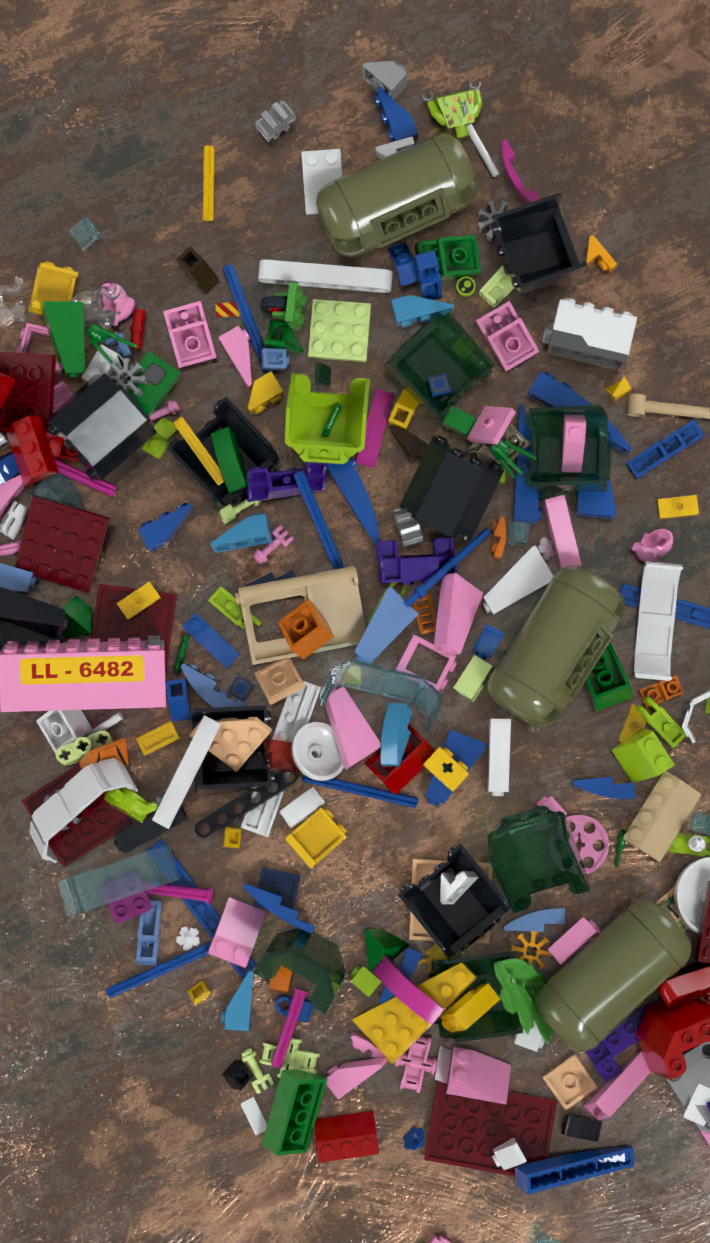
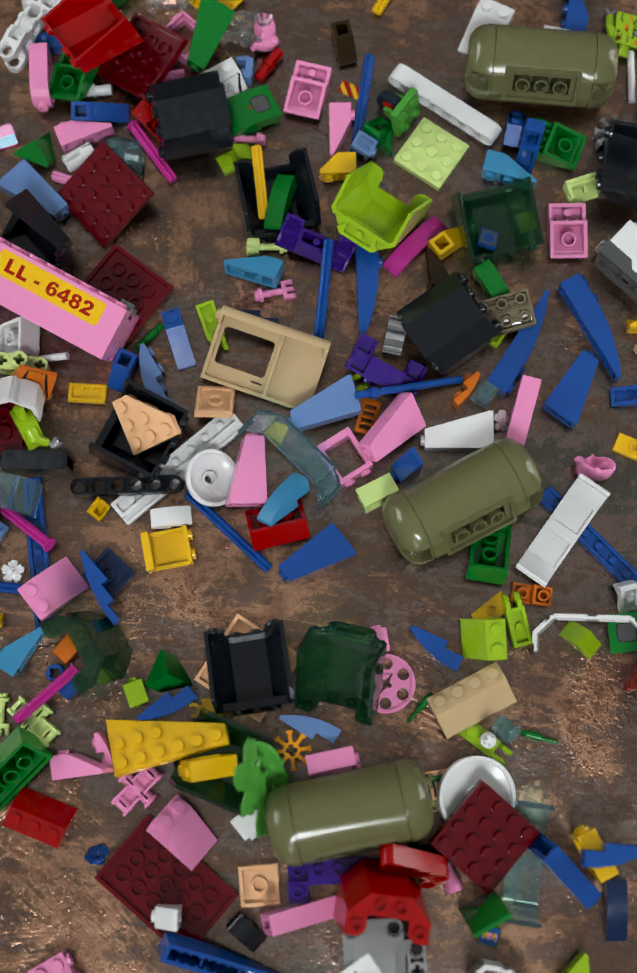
camera: 30 degrees right, 5 degrees down
(31, 449) = (125, 104): red slope -> none
(78, 618) = (81, 259): green slope -> none
(99, 334) = (234, 47): green plant -> none
(132, 374) = (242, 89): light grey gear -> none
(138, 600) = (138, 273): yellow plate -> none
(160, 532) = (191, 230): blue slope -> none
(186, 772) = (90, 428): white sticker -> none
(241, 688) = (179, 392): tile -> none
(280, 755) = (176, 460): clear red piece -> none
(305, 629) = (259, 371): orange slope -> none
(322, 375) = (396, 179): clear green slope -> none
(331, 420) = (381, 217): green wheel -> none
(407, 991) = (163, 722): dark pink slope -> none
(443, 1064) = (159, 803): white sticker -> none
(450, 780) = (309, 563): yellow brick -> none
(454, 887) = (258, 655): white slope -> none
(465, 286) = (555, 175): tile -> none
(491, 425) = (512, 290): bright pink plate -> none
(498, 756) = (360, 568): white slope -> none
(502, 451) = (510, 315): green plant -> none
(547, 446) = (568, 343): clear green windscreen -> none
(573, 443) = (573, 341): bright pink slope -> none

